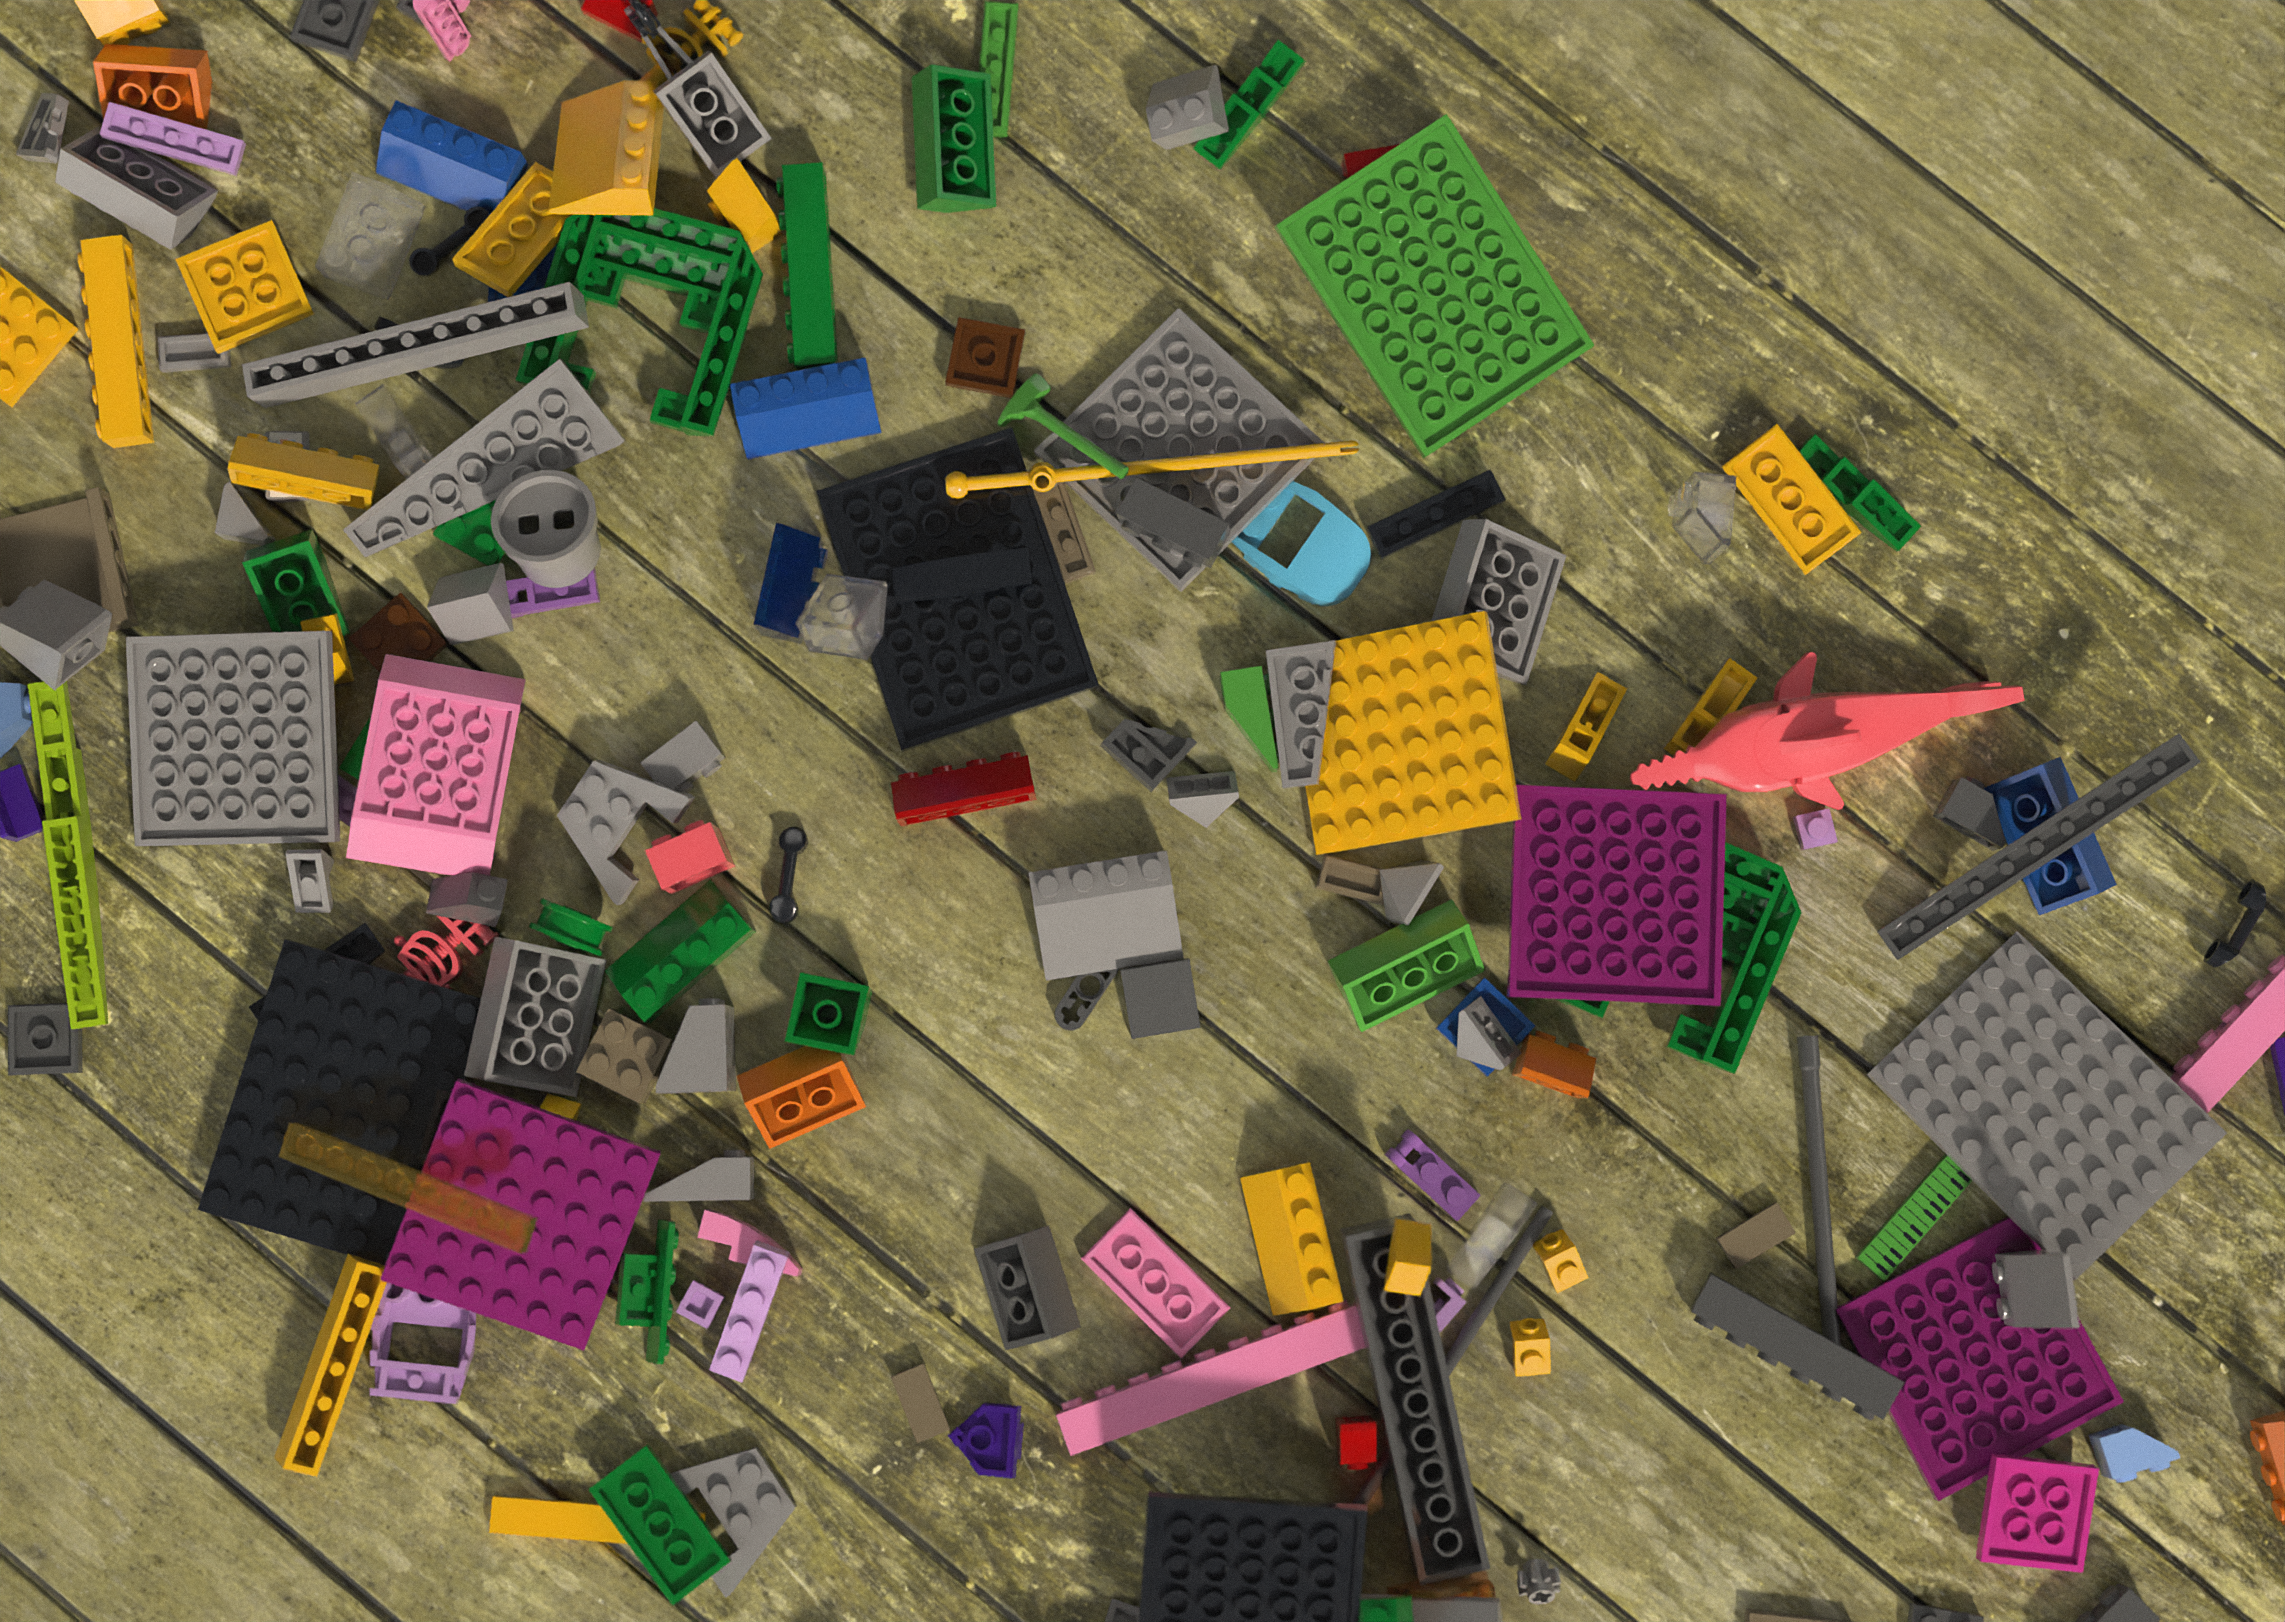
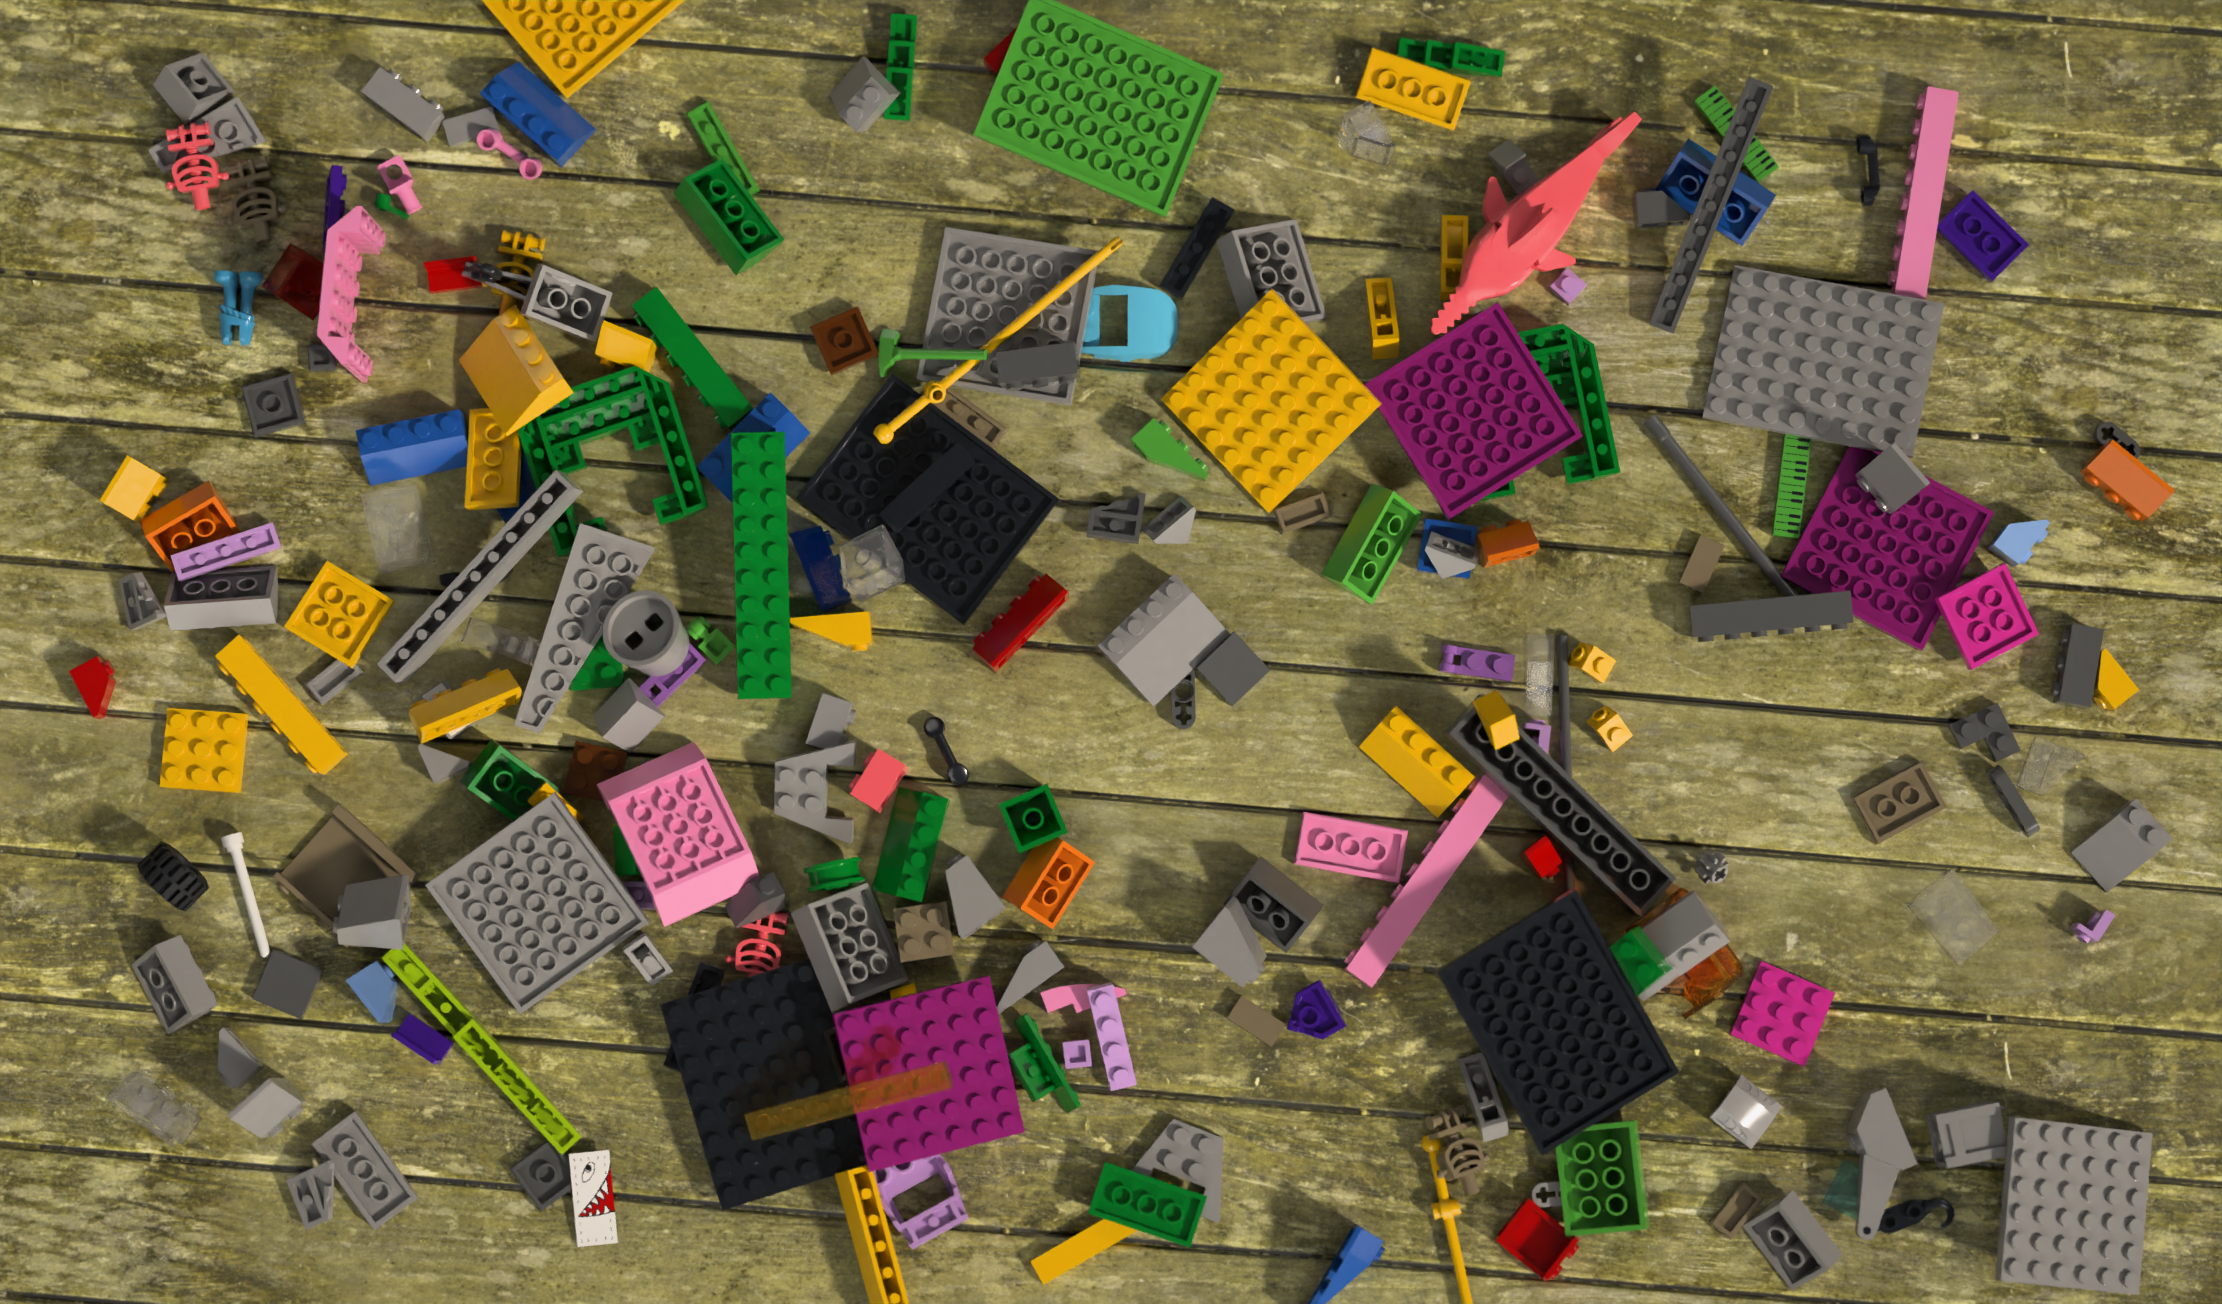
camera: 30 degrees left, 0 degrees up
(74, 1099) = (593, 1198): none -> white sticker
(425, 261) = (443, 520): black bar -> none
(620, 590) = (715, 645): none -> bright green plate
(723, 537) = (760, 565): none -> green brick
(770, 668) = (844, 629): none -> yellow slope
(949, 1304) = (1233, 945): none -> light grey slope
(1300, 702) = (1192, 421): light grey wing -> none
(1406, 888) = (1339, 495): light grey slope -> none
(1843, 658) = (1512, 166): none -> light grey slope
(2111, 755) = (1719, 114): none -> bright green tile

